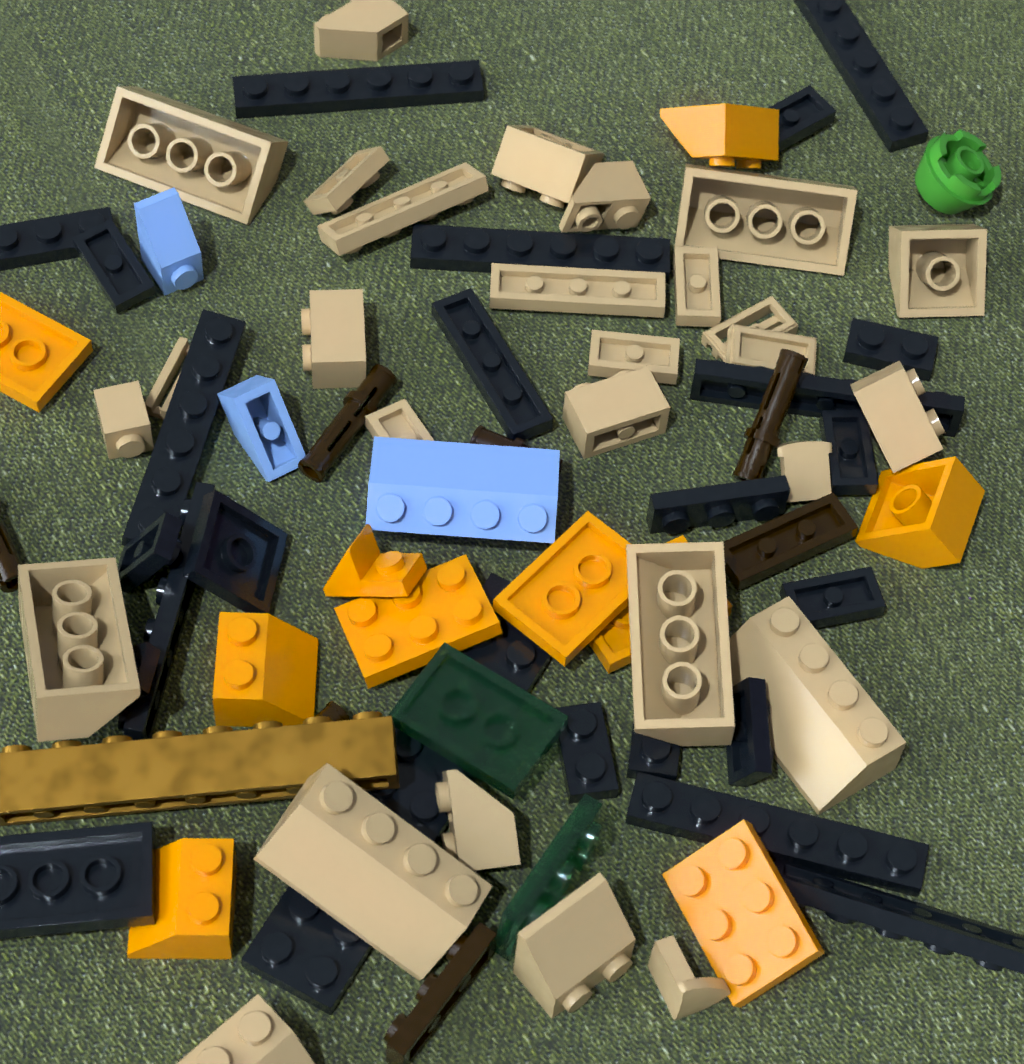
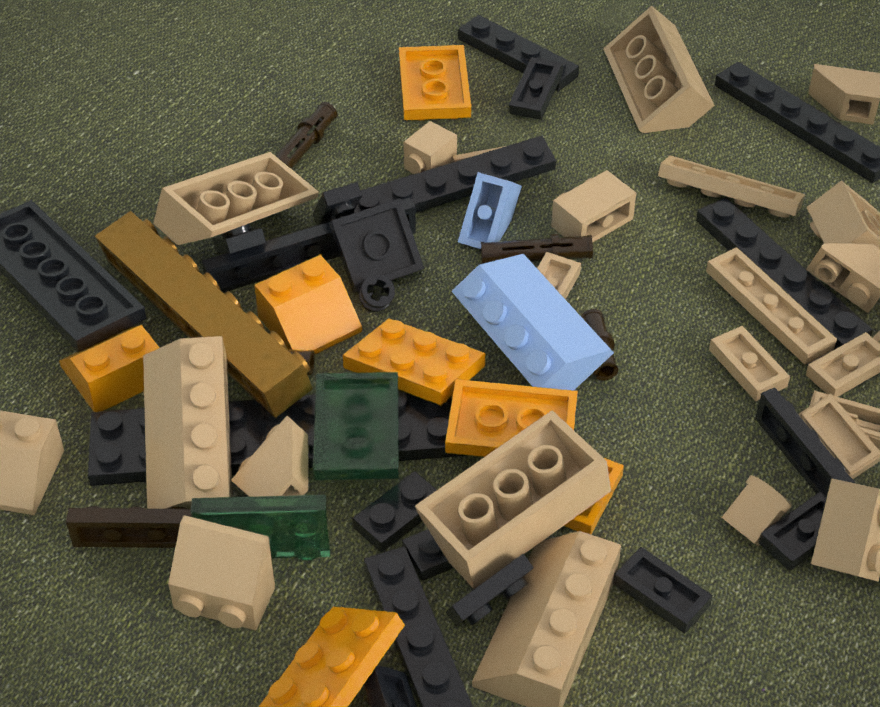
camera: 60 degrees right, 10 degrees down
(168, 242) = (573, 93): light blue slope -> none
(281, 606) = (368, 284): none -> black bush
(355, 174) = (735, 151): tan plate -> none
(374, 574) = (424, 309): light orange slope -> none
(492, 365) = (657, 295): black plate -> none
(615, 411) = (689, 375): tan brick -> none
(677, 983) = (244, 658): tan tile -> none
(717, 505) = (673, 474): black plate -> none
(763, 435) = (773, 457): dark brown pin -> none
(787, 540) = (685, 533): dark brown plate -> none
(922, 513) = (799, 609): light orange slope -> none

